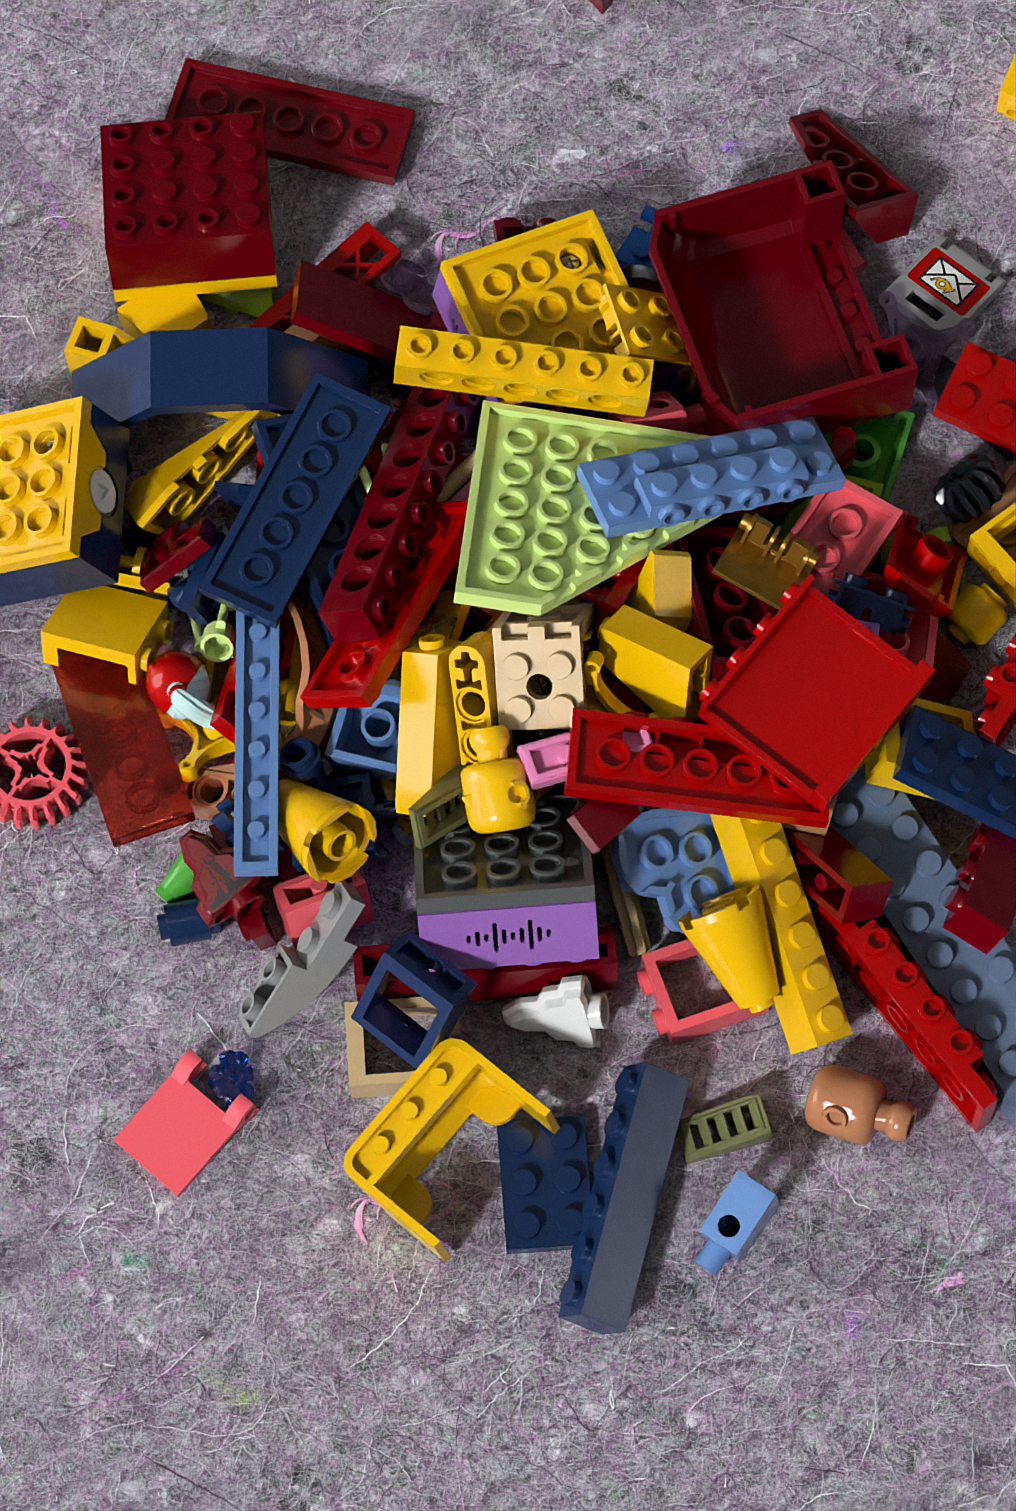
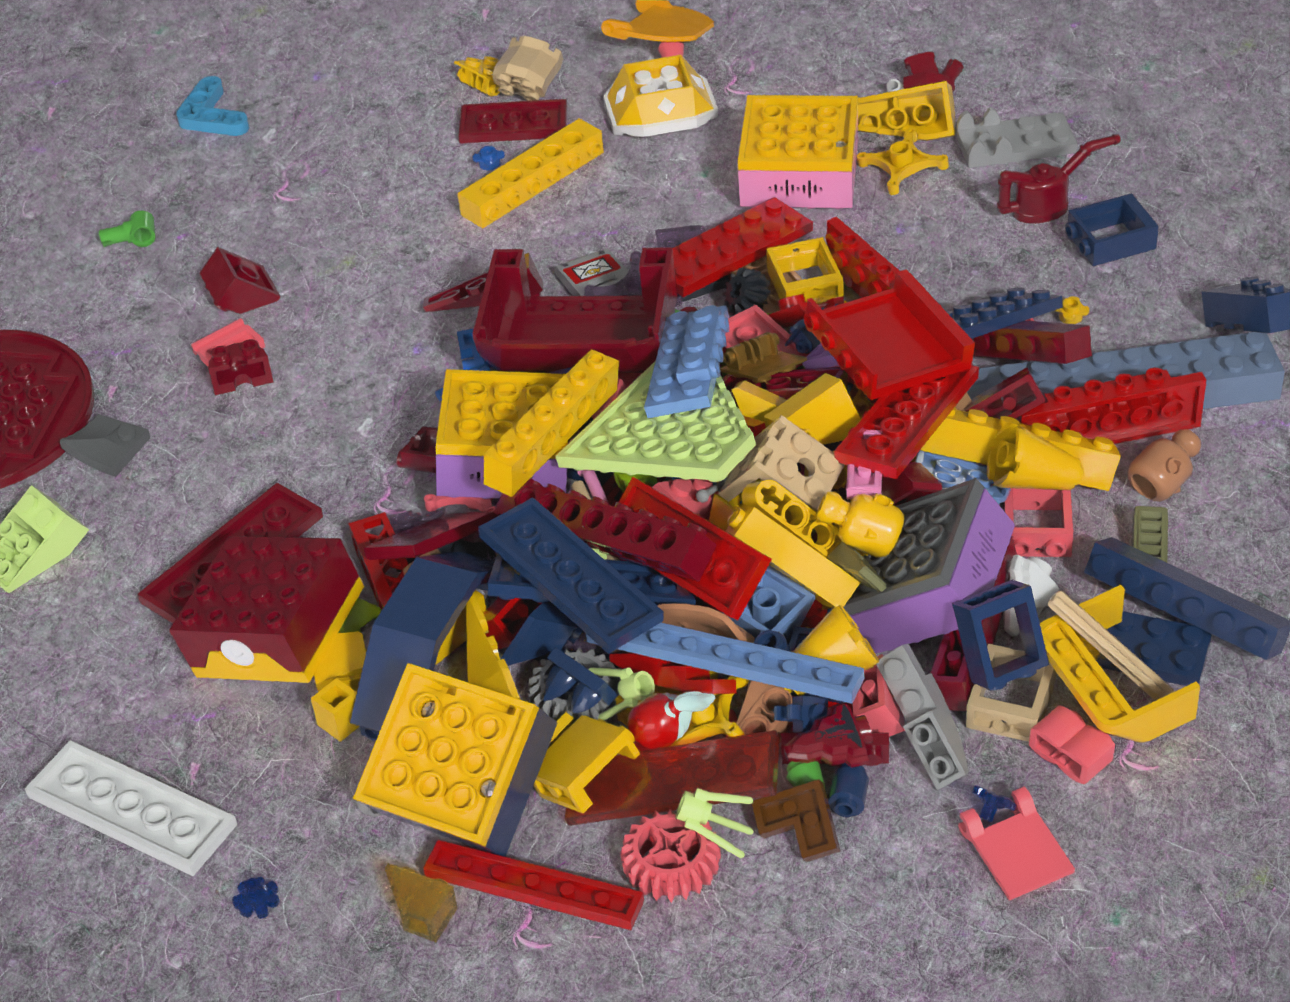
camera: 65 degrees left, 25 degrees down
(69, 774) = (695, 810): none -> yellowish green plant
(134, 889) = (800, 809): none -> reddish brown plate
(175, 550) = (556, 688): dark red tile -> none
(341, 1125) = (1072, 744): none -> coral brick
(468, 1143) = (1109, 646): none -> tan axle
(641, 325) = (539, 365): yellow hinge -> none
(744, 1204) = (1227, 540): medium blue torso -> none

